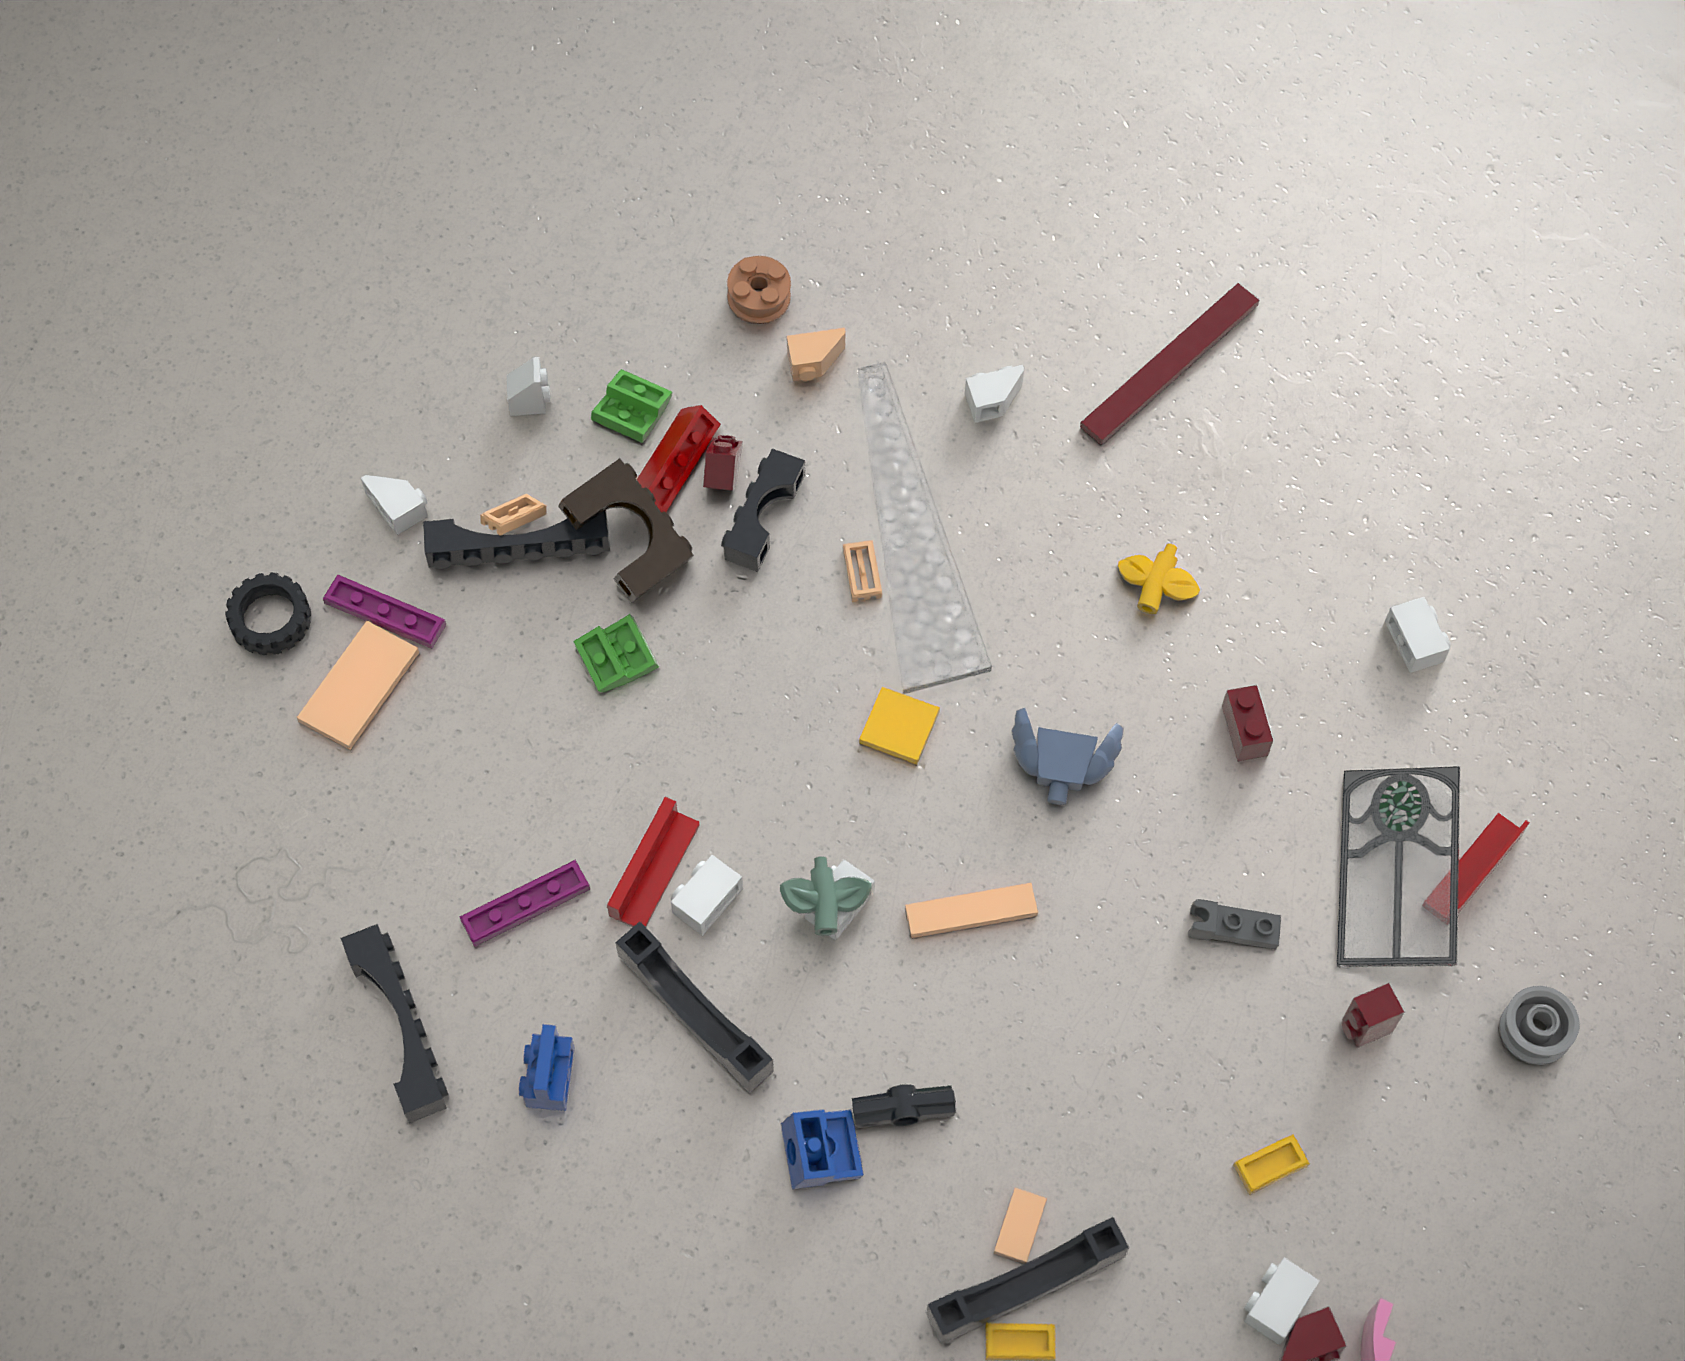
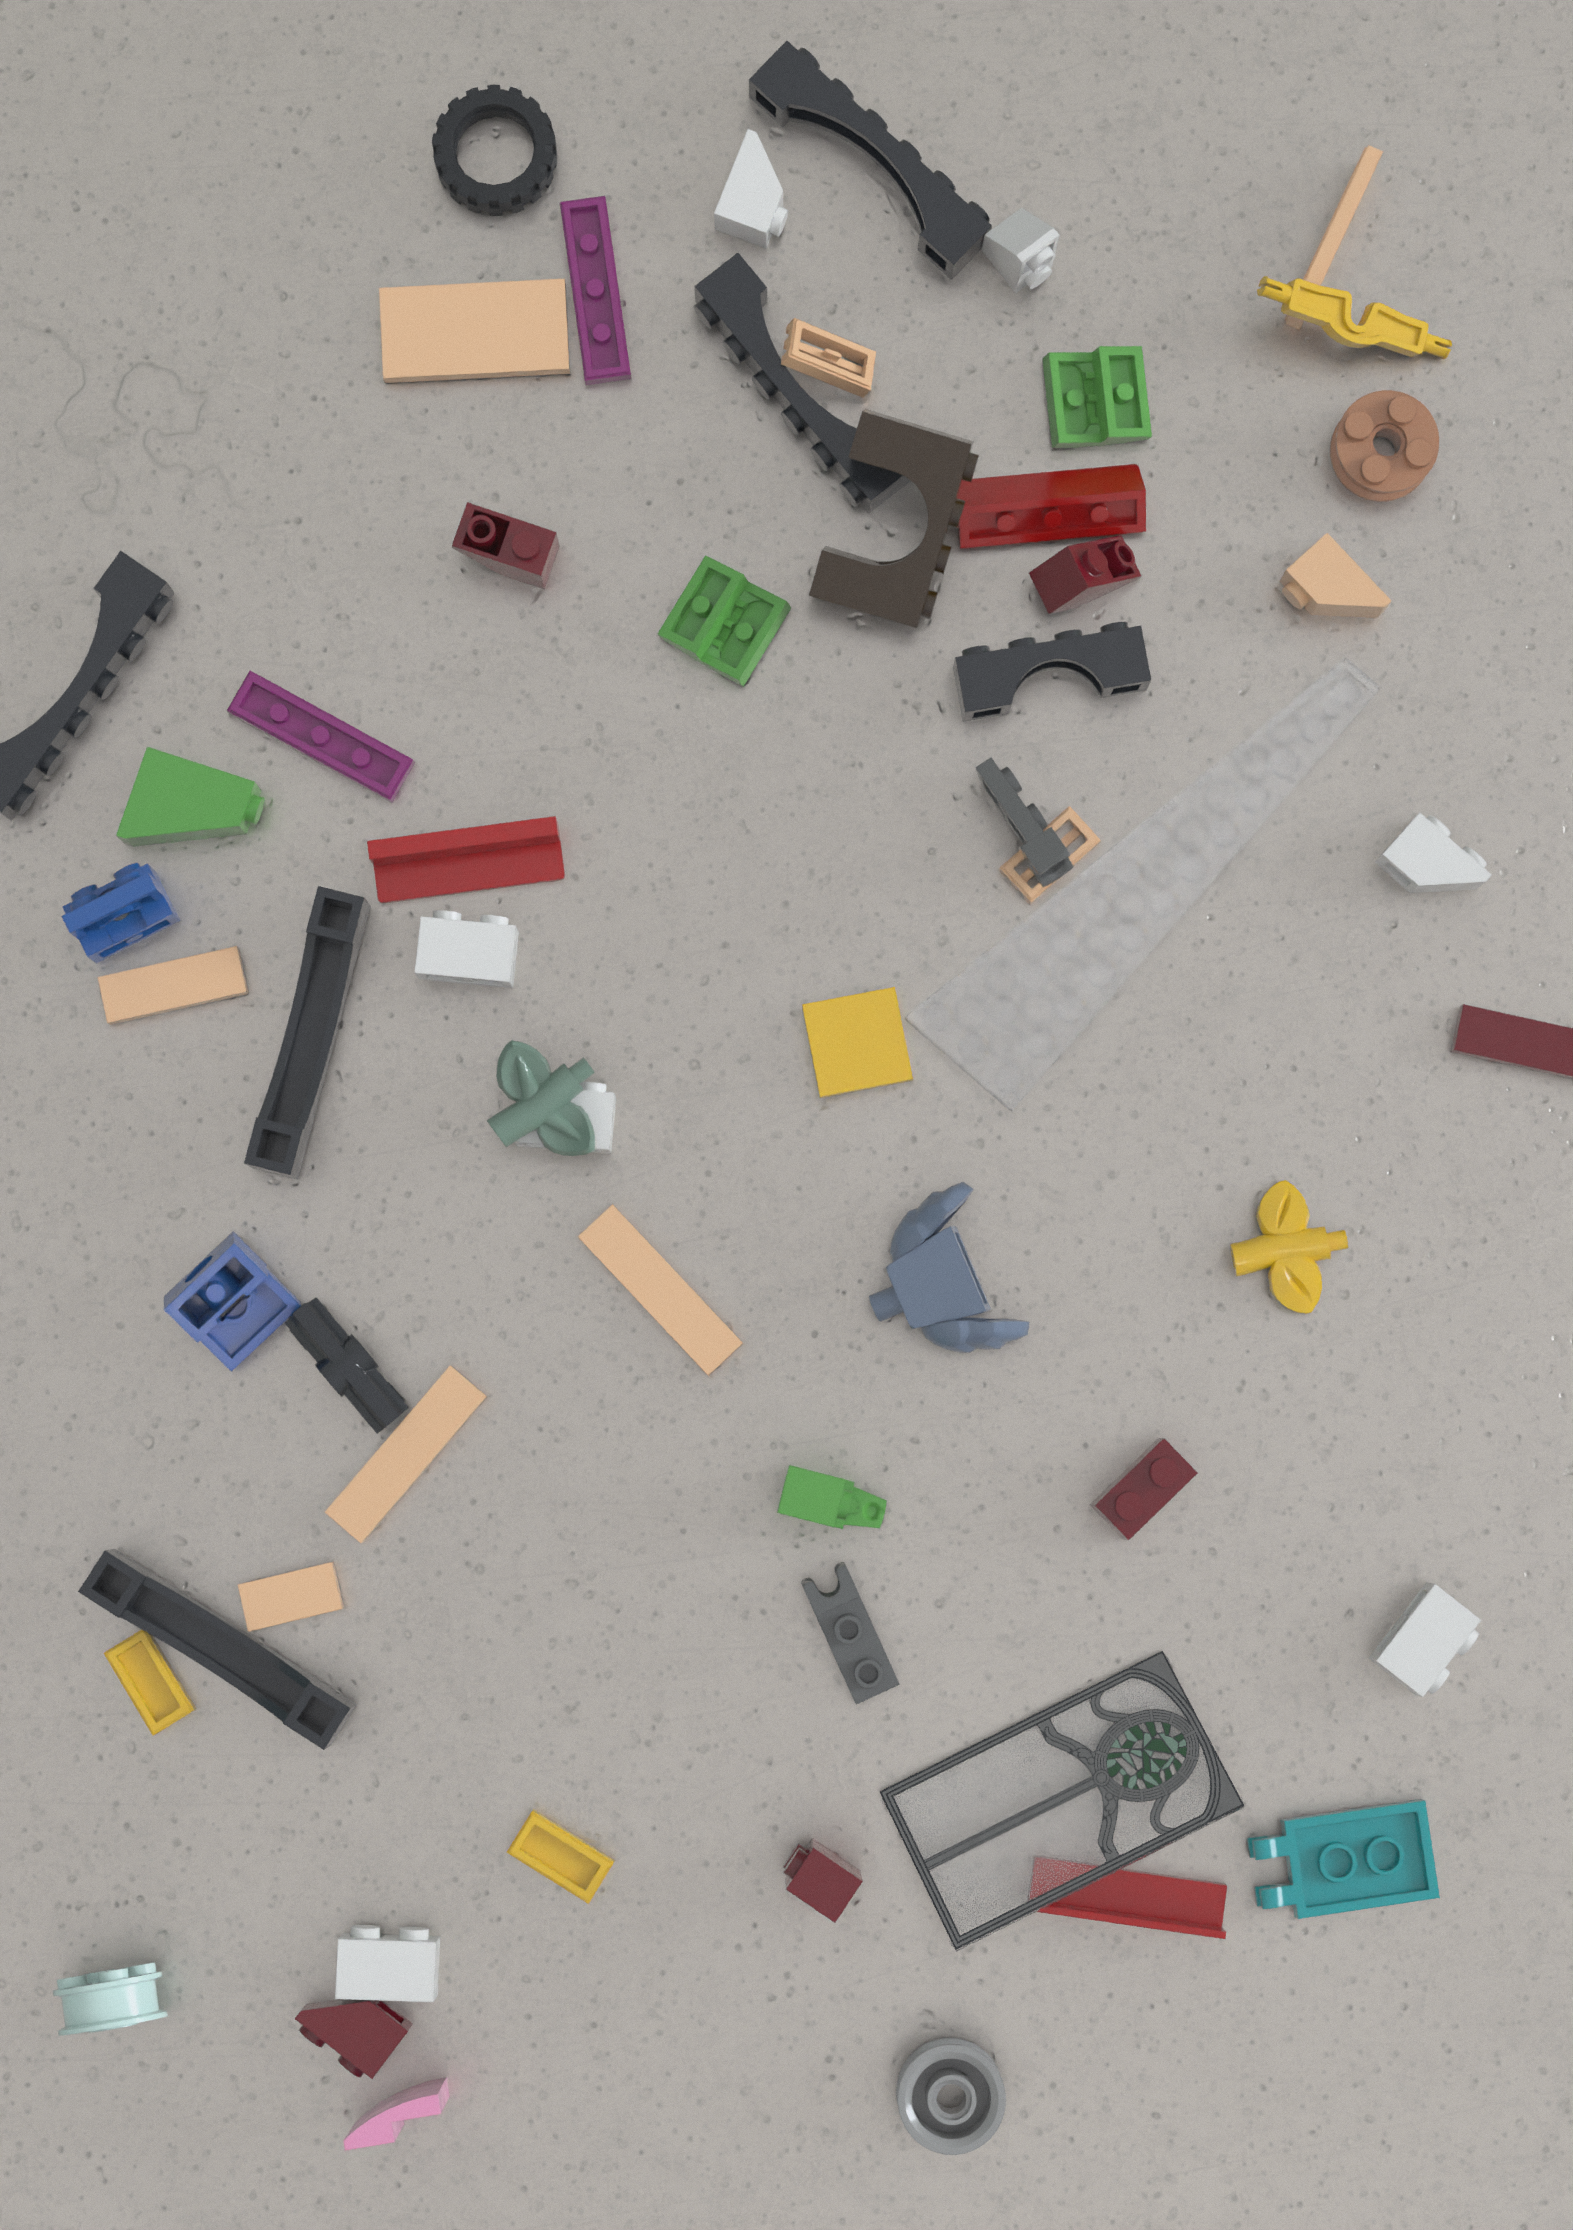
camera: 55 degrees right, 20 degrees up
(362, 444) = (797, 91): none -> black arch
(494, 732) = (507, 545): none -> dark red slope
(510, 994) = (186, 802): none -> bright green slope
(610, 1072) = (173, 985): none -> light nougat tile
(632, 250) = (1340, 221): none -> light nougat tile
(672, 267) = (1332, 312): none -> yellow piece
(838, 565) = (1041, 850): none -> dark grey plate
(977, 1108) = (406, 1454): none -> light nougat tile
(1148, 888) = (829, 1500): none -> bright green hinge
(1519, 743) = (1350, 1860): none -> teal tile

